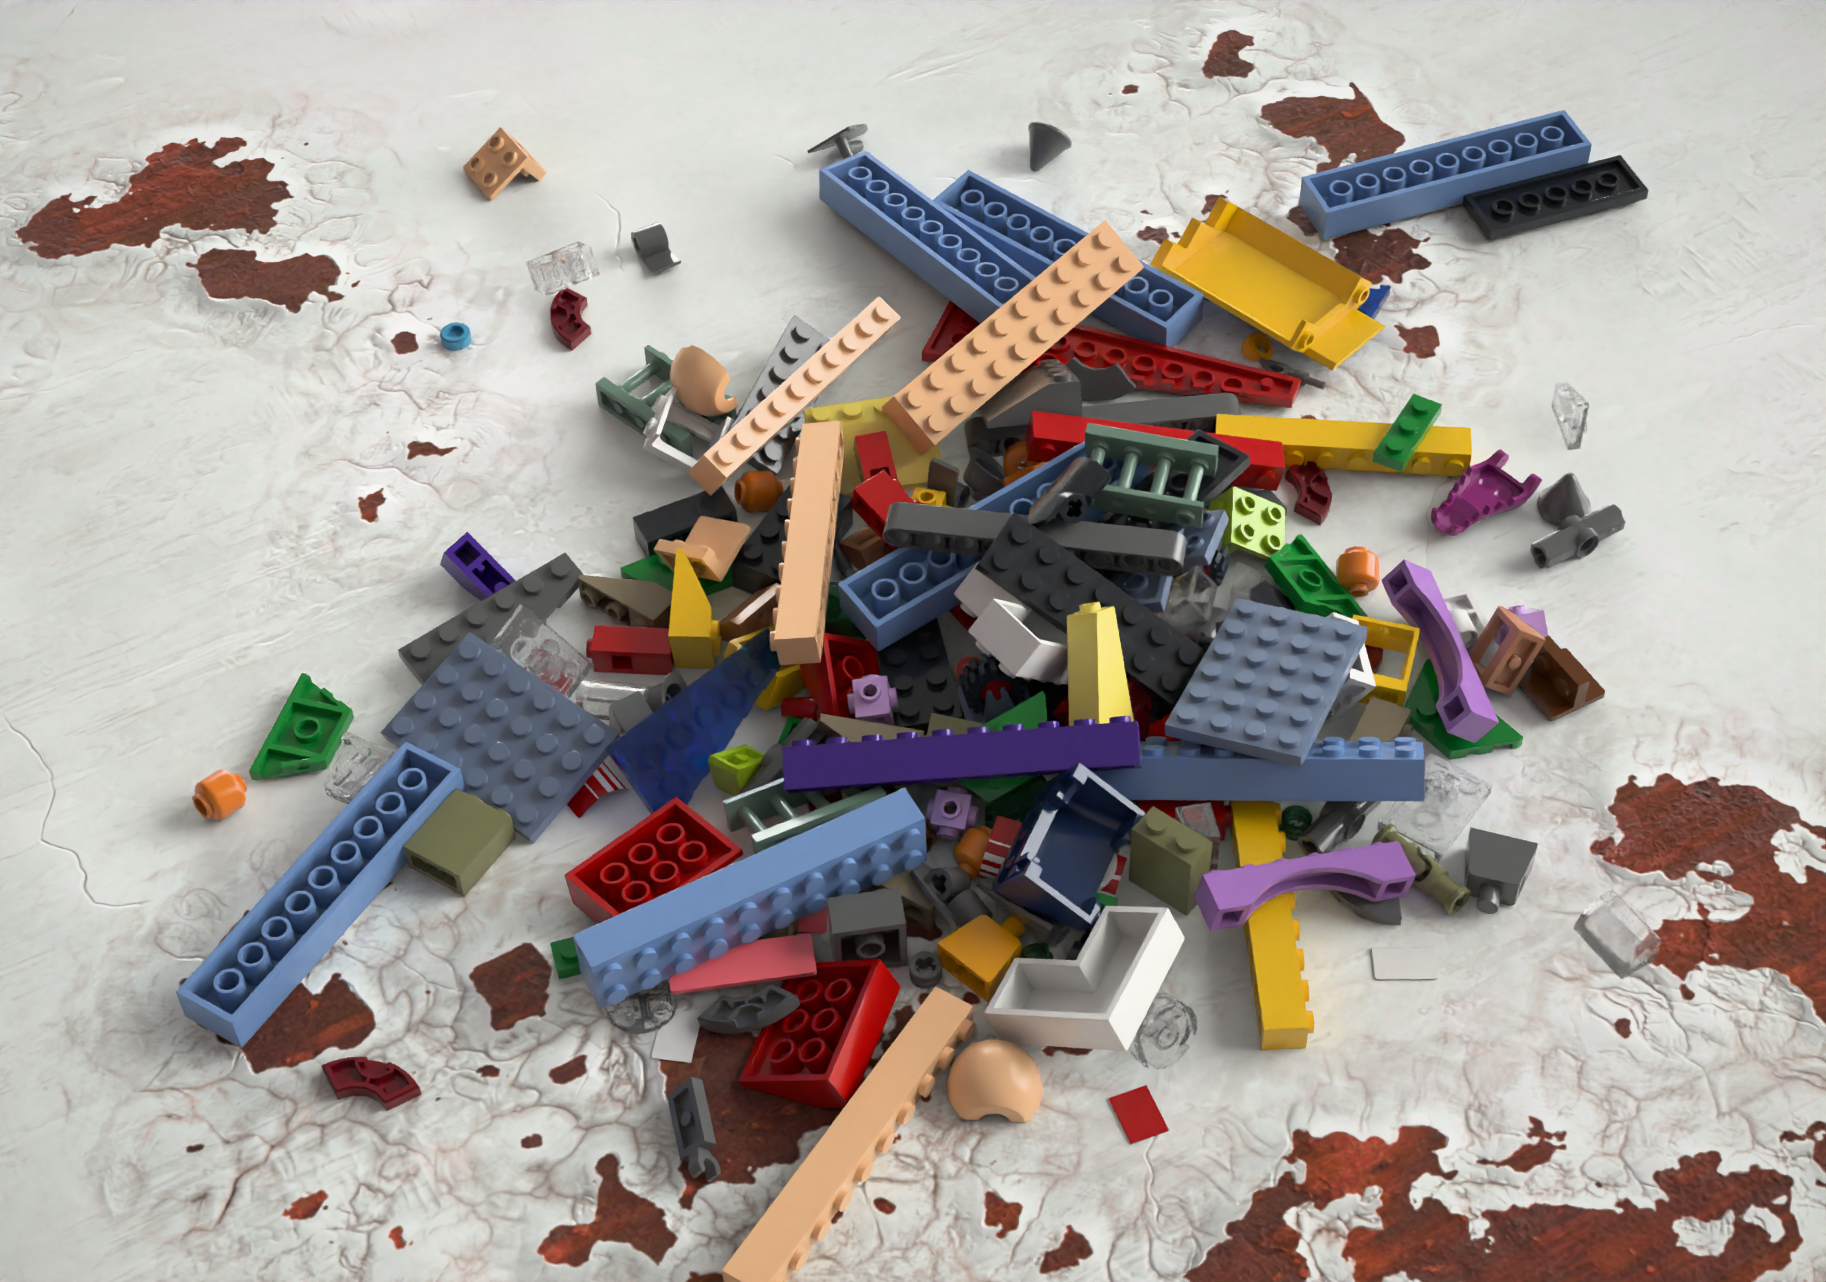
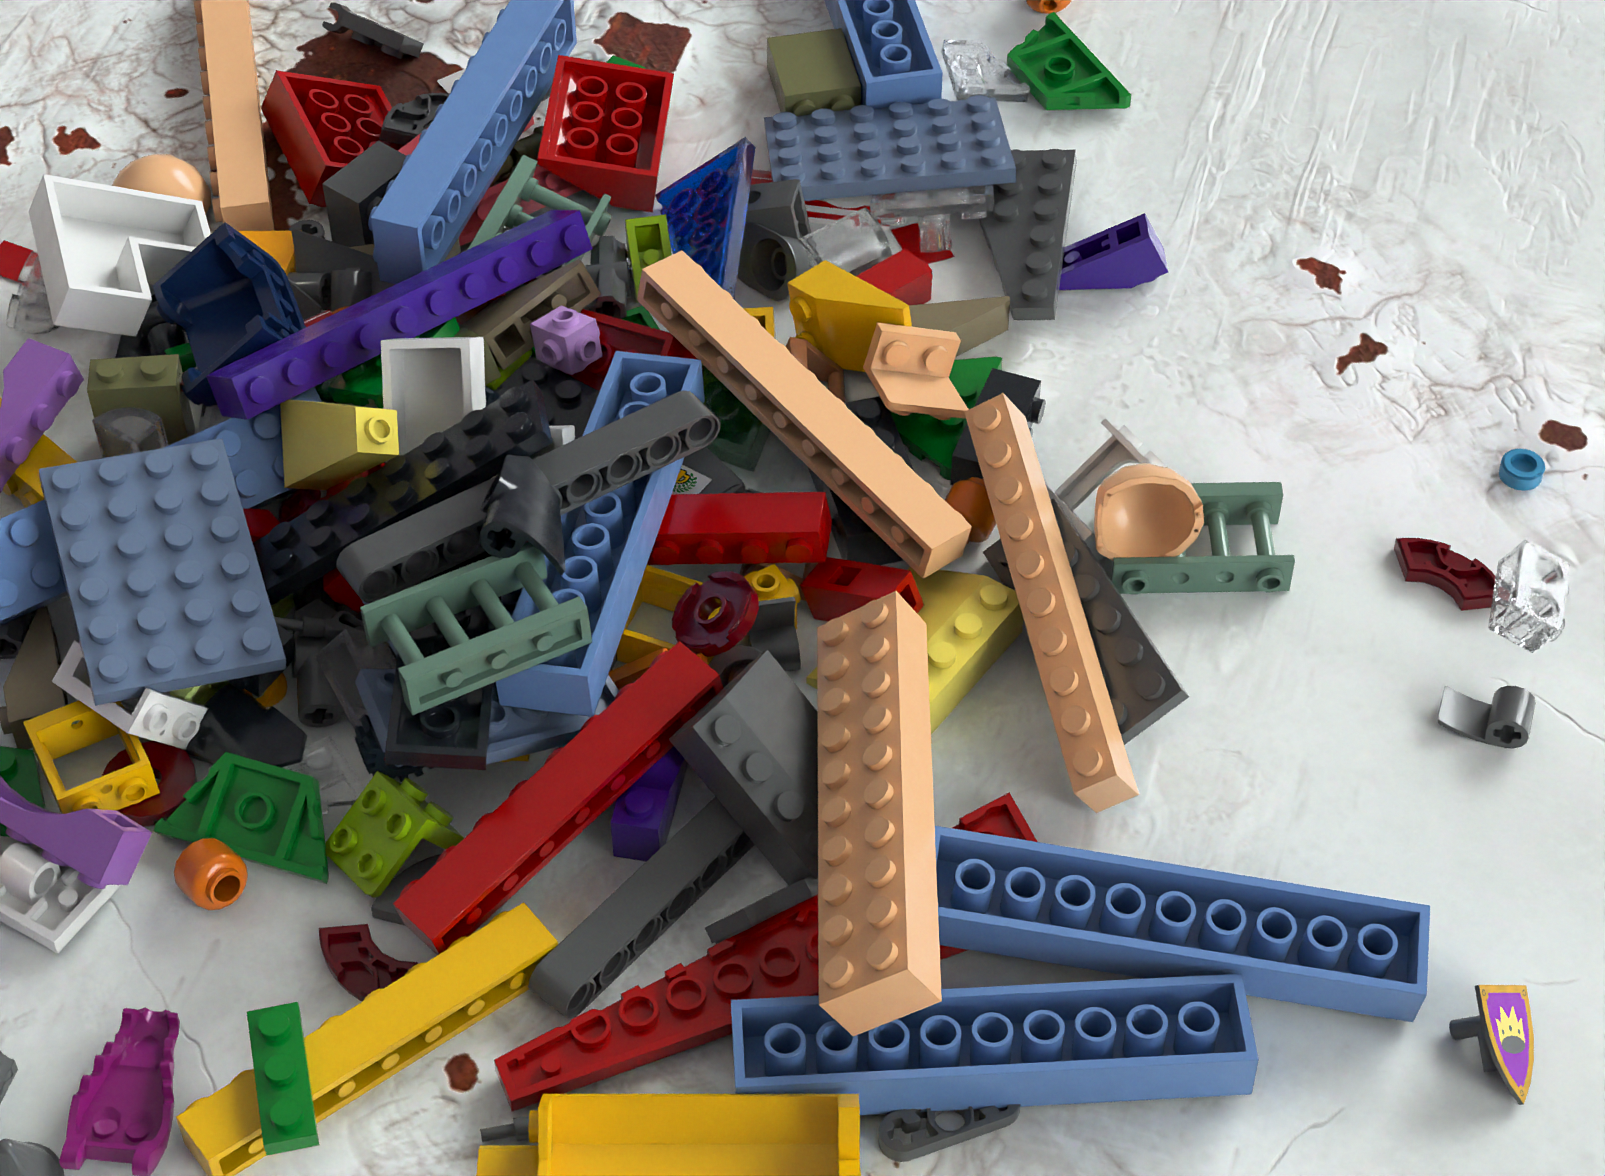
camera: 135 degrees right, 0 degrees up
(969, 469) = (734, 620): none -> dark red tile

